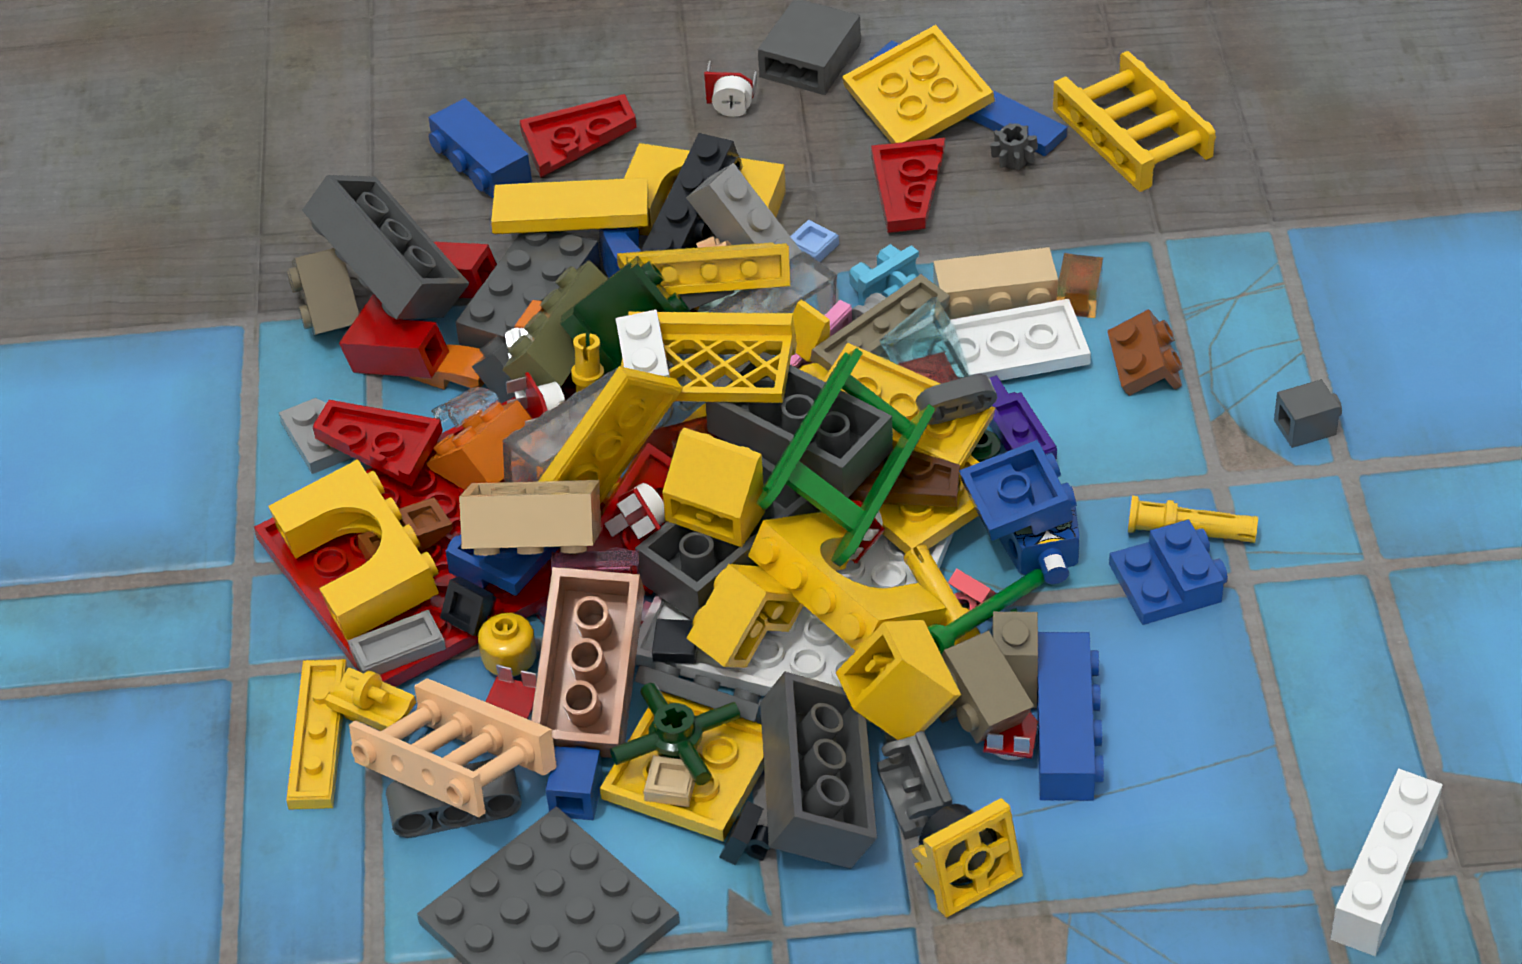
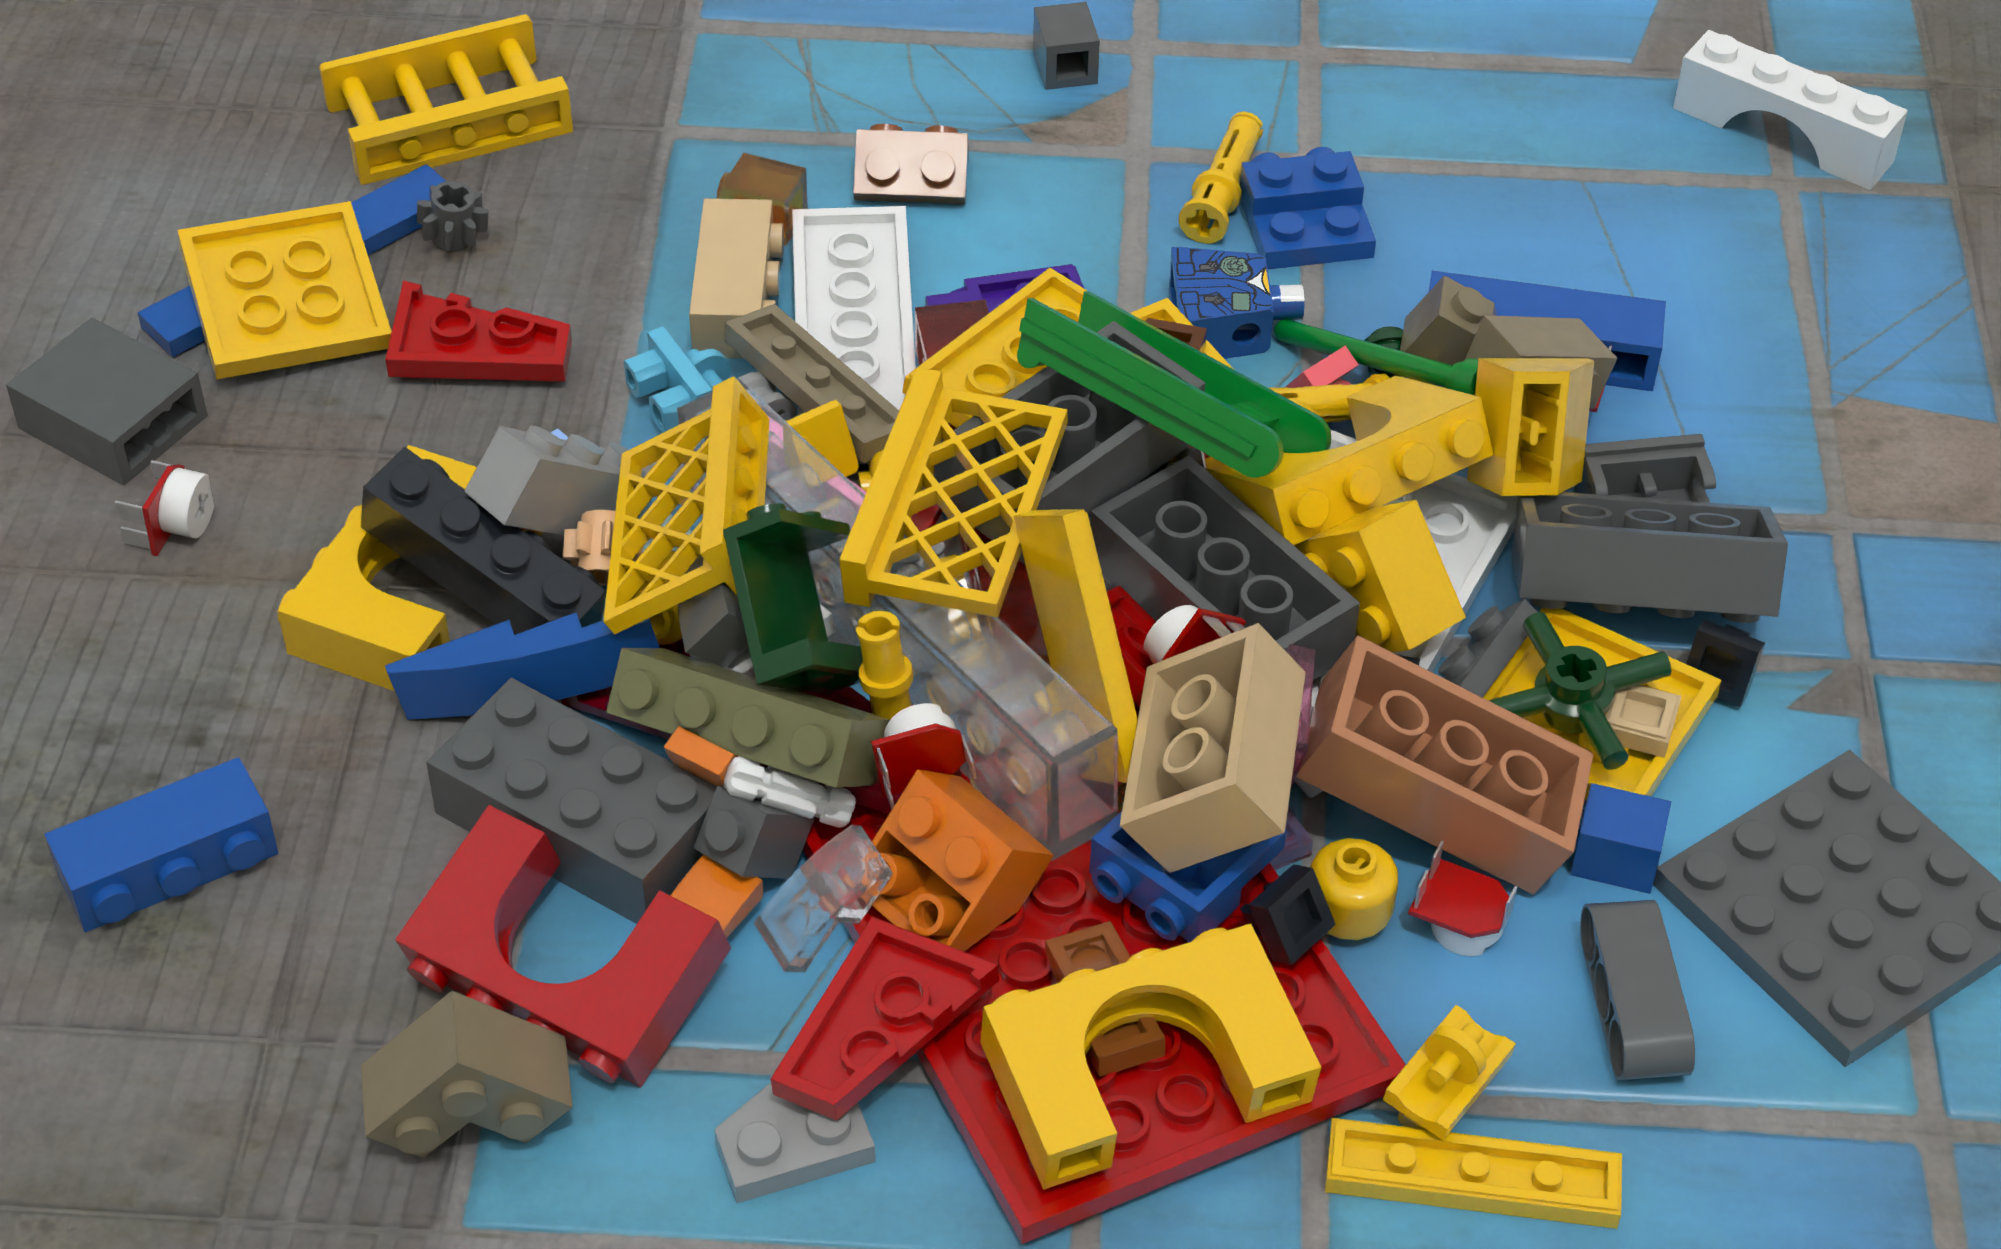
camera: 85 degrees left, 0 degrees up
(385, 247) = (491, 919): dark grey brick -> none
(397, 644) = (1340, 1027): light grey tile -> none
(459, 717) = (1566, 890): light nougat fence -> none
(570, 205) = (425, 695): yellow tile -> none
(575, 131) = (167, 713): red wing -> none
(642, 343) = (942, 546): white plate -> none
(714, 487) = (1212, 523): yellow slope -> none
(924, 334) = (863, 332): clear light blue slope -> none
(958, 398) = (1054, 274): dark grey beam -> none
(963, 848) = (1781, 433): yellow piece -> none
(1019, 491) = (1208, 271): blue plate -> none

